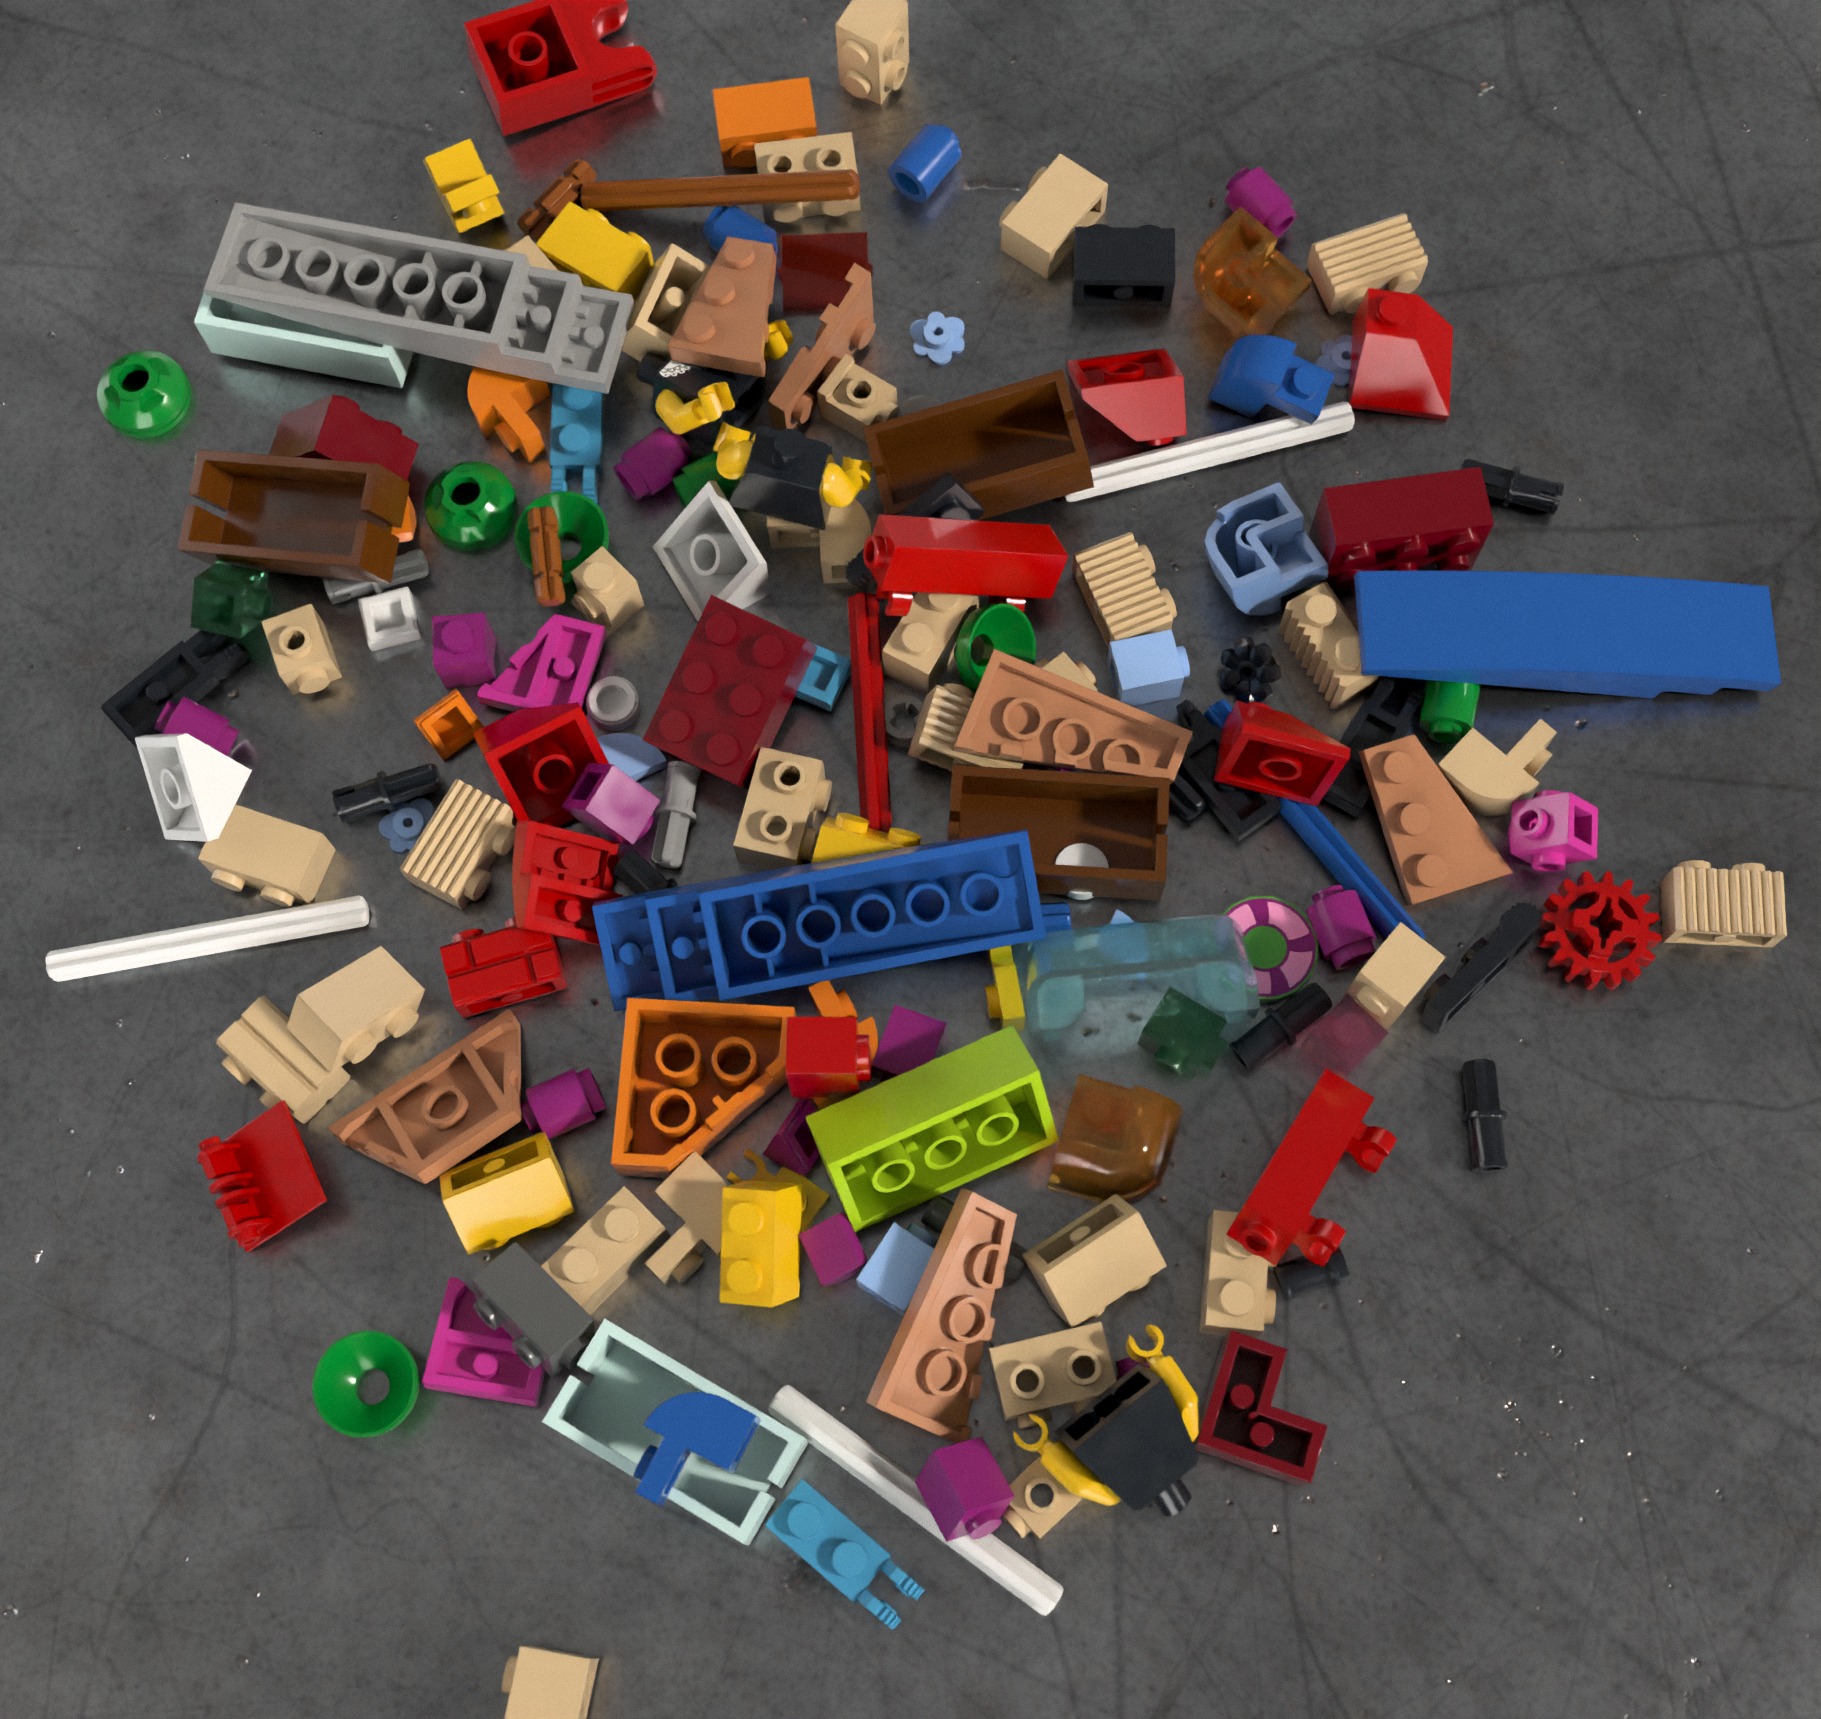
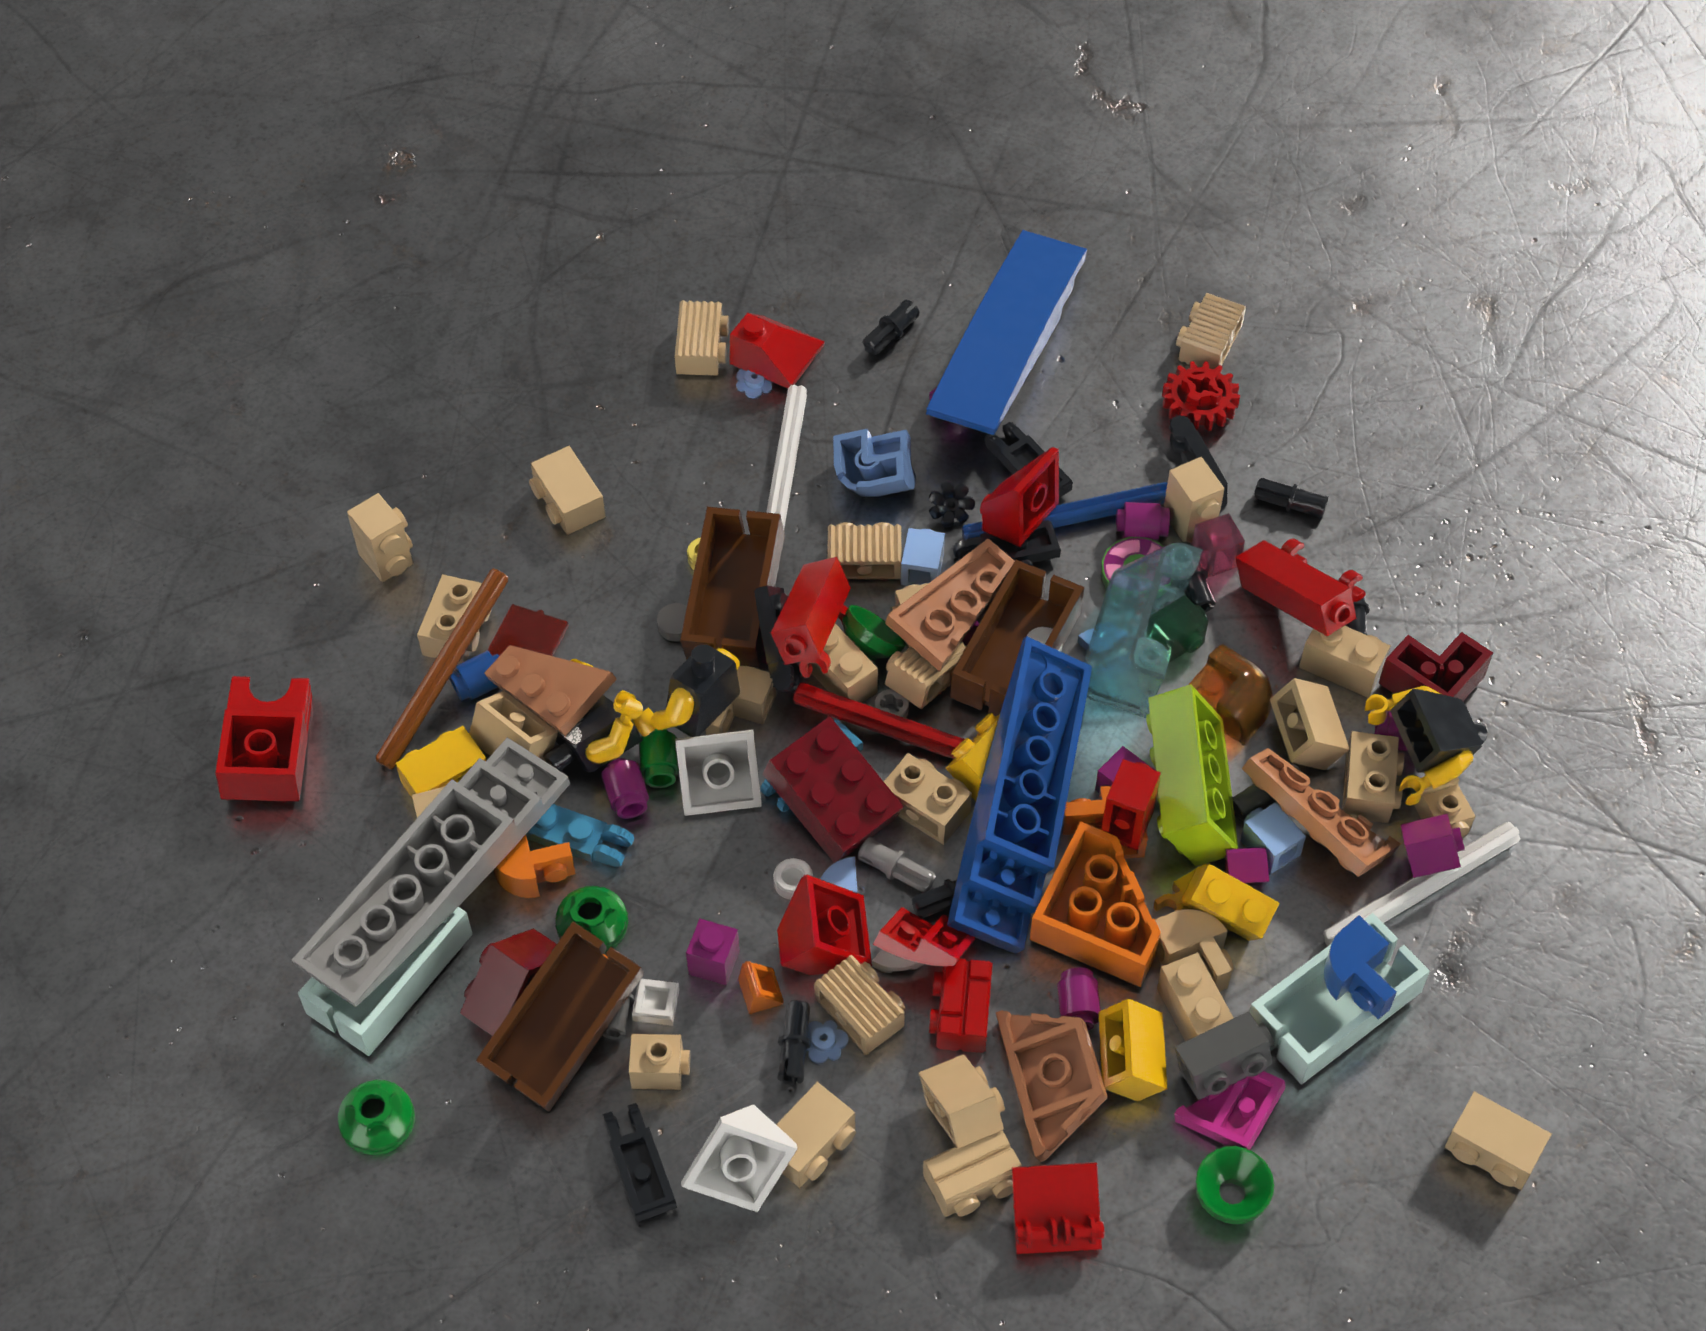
camera: 70 degrees left, 15 degrees down
(199, 723) = (681, 1151): magenta brick -> none
(207, 938) = (852, 1204): white axle -> none
(230, 599) = (596, 1092): clear green brick -> none
(464, 185) = (334, 835): yellow brick -> none
(546, 556) = (673, 867): dark orange axle -> none
(550, 668) = (751, 906): dark pink wing -> none
(555, 198) = (375, 782): dark orange axle -> none
(576, 517) = (652, 846): green piece -> none
(605, 591) = (711, 849): tan brick -> none
(611, 803) = (876, 893): magenta brick -> none
(762, 115) = (392, 630): orange brick -> none
(794, 1143) = (1158, 868): magenta slope -> none
(838, 1549) = (1449, 936): dark azure hinge -> none
(839, 334) = (596, 645): nougat wing -> none
(840, 403) = (644, 650): tan brick -> none
(925, 162) = (482, 547): blue brick -> none
(938, 347) = (614, 593): light blue plant -> none
(1004, 995) = (1111, 713): yellow plate -> none
(1123, 266) = (627, 465): black brick -> none
(1135, 392) = (725, 483): slope -> none
(1245, 278) = (679, 401): clear orange brick -> none
(1261, 199) = (622, 377): magenta brick -> none
(1267, 371) = (752, 414): blue brick -> none
(1326, 644) = (955, 456): tan brick -> none
(1402, 525) = (901, 380): dark red brick -> none
(1426, 824) = (1099, 452): nougat wing -> none
(1448, 710) = (1027, 413): green brick -> none
(1490, 779) = (1078, 409): tan brick -> none
(1553, 830) = (1141, 385): dark pink brick -> none

